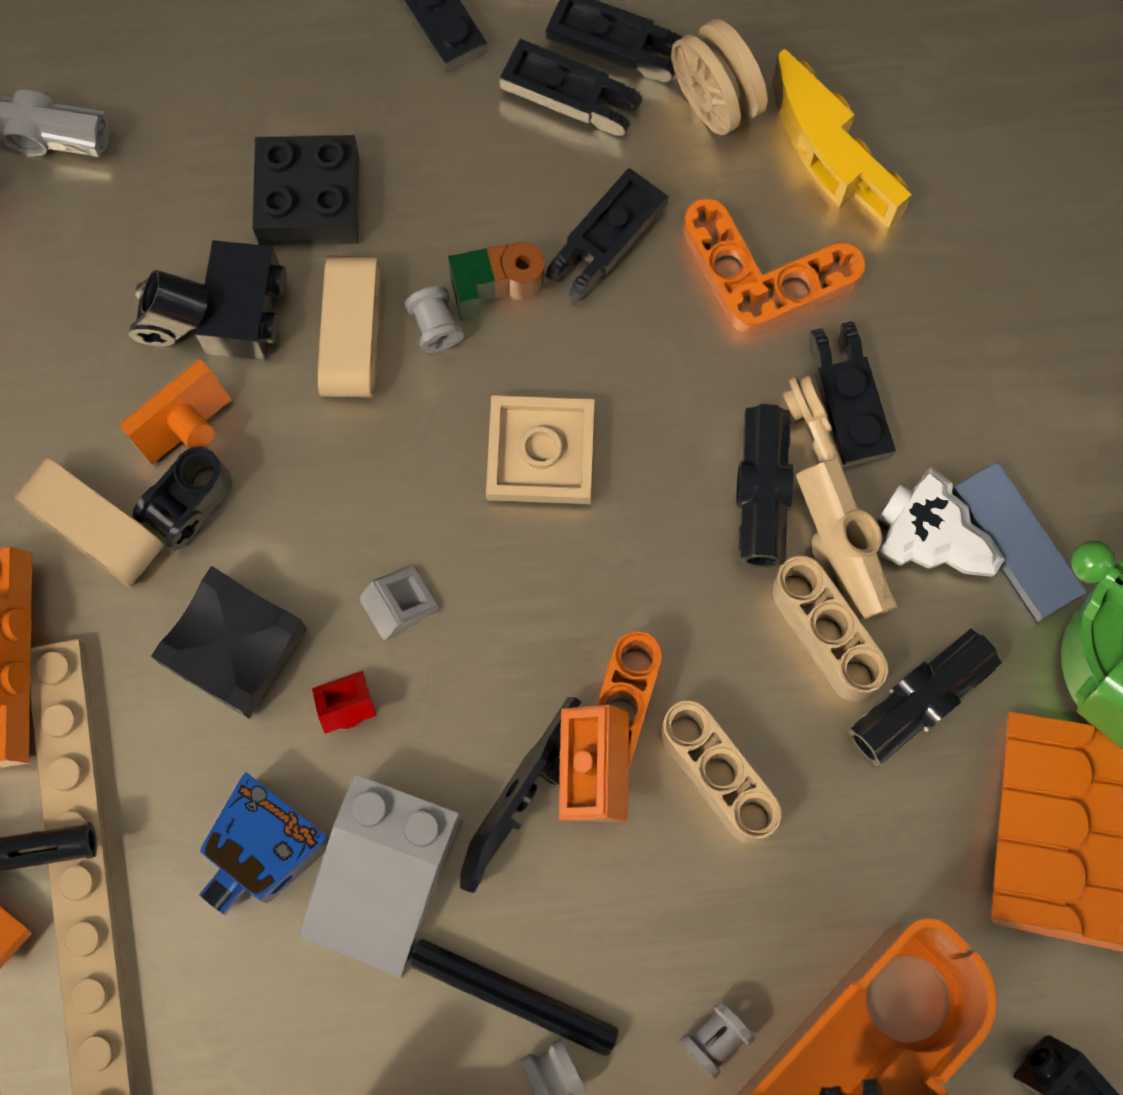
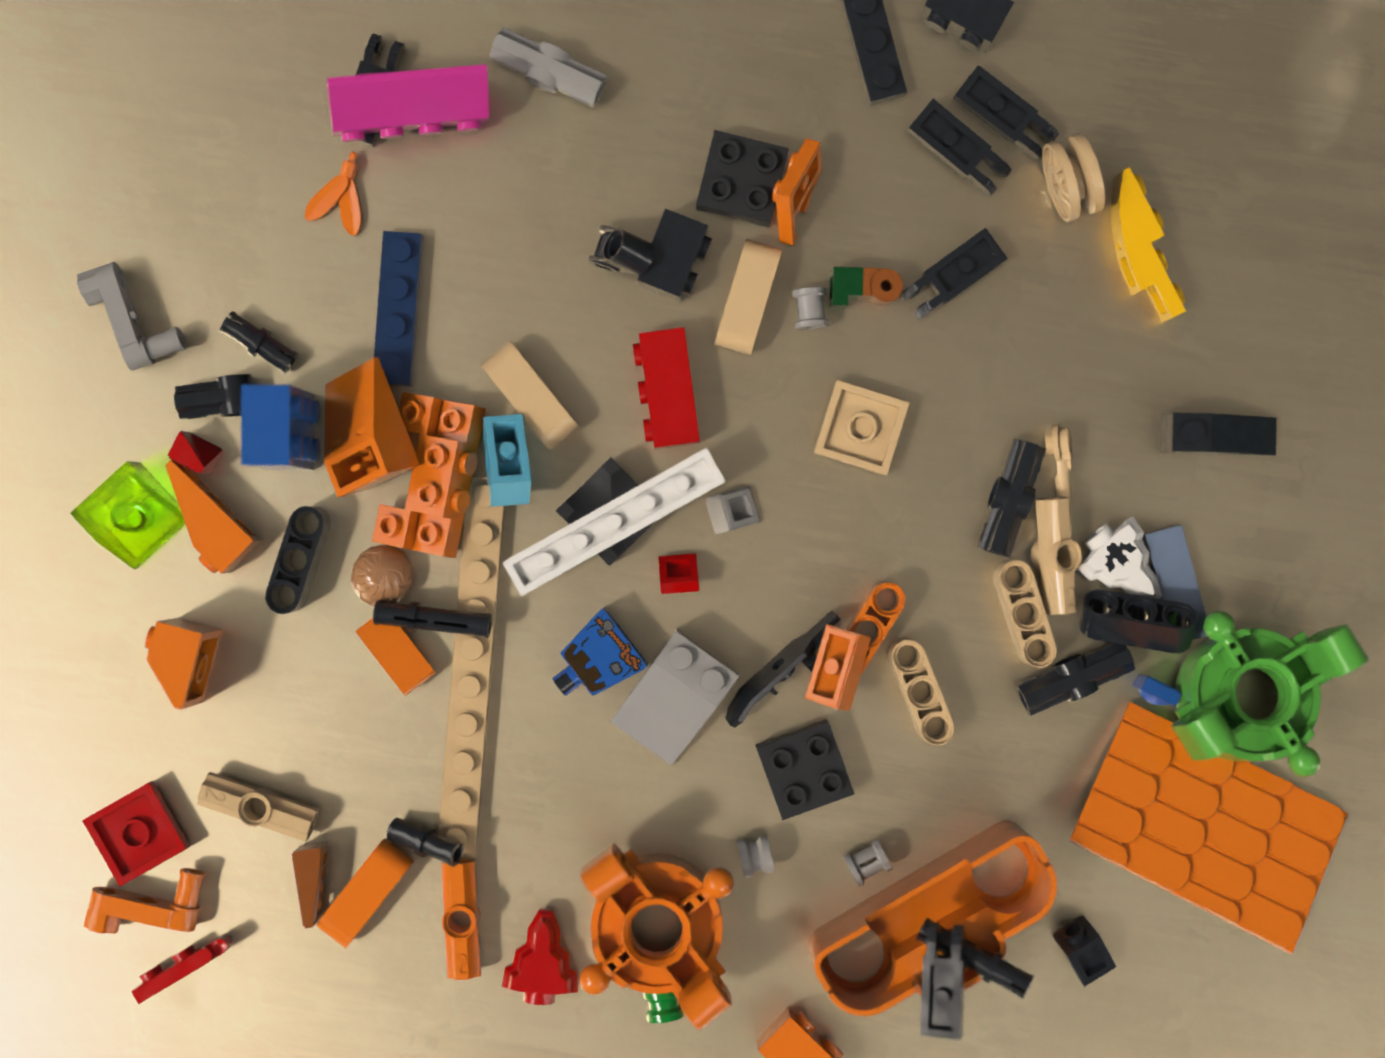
camera: 15 degrees right, 15 degrees up
(68, 607) = (506, 460): none -> medium azure brick
(177, 414) = (610, 334): orange tile -> none
(182, 500) = (598, 397): black piece -> none
(229, 648) = (614, 522): none -> white plate
(270, 466) = (667, 388): none -> red brick
(376, 182) = (796, 188): none -> orange wing
(514, 997) = (742, 798): black axle -> none
(589, 927) = (805, 769): none -> black brick
(751, 283) = (1048, 338): orange beam -> none
(851, 399) = (1093, 448): black hinge -> none
(983, 594) = (1138, 621): none -> black beam
(1001, 338) = (1218, 434): none -> black slope
(1040, 684) = (1156, 691): none -> blue tile

